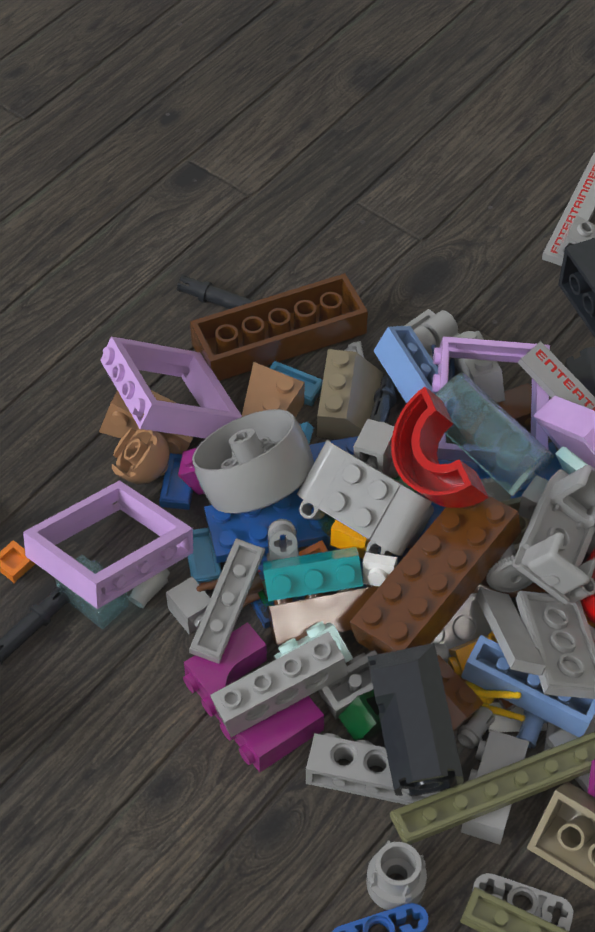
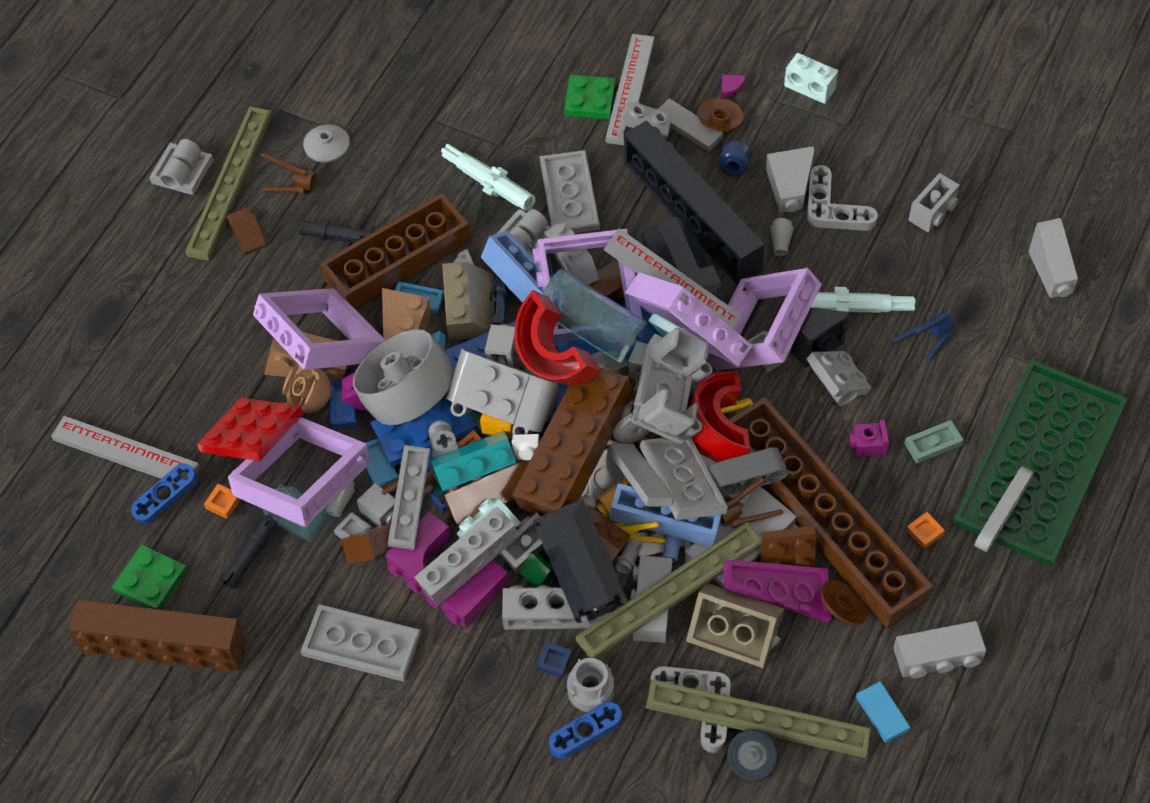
camera: 10 degrees left, 5 degrees up
(65, 486) = (250, 429): none -> red plate
(68, 197) = (181, 167): none -> light grey plate
(113, 225) = (228, 184): none -> olive tile
(120, 276) = (246, 230): none -> reddish brown slope
(131, 762) = (361, 642): none -> light grey tile
(154, 626) = (351, 525): none -> light grey tile
(165, 646) = (366, 544): none -> reddish brown slope
(194, 232) = (302, 178): none -> reddish brown plant
(231, 203) = (326, 143): none -> light grey dish
(358, 835) = (554, 660): none -> dark blue plate
(406, 272) = (492, 178): none -> light aqua piece
(490, 299) = (569, 191): none -> light grey tile
(533, 208) = (589, 97): none -> green plate

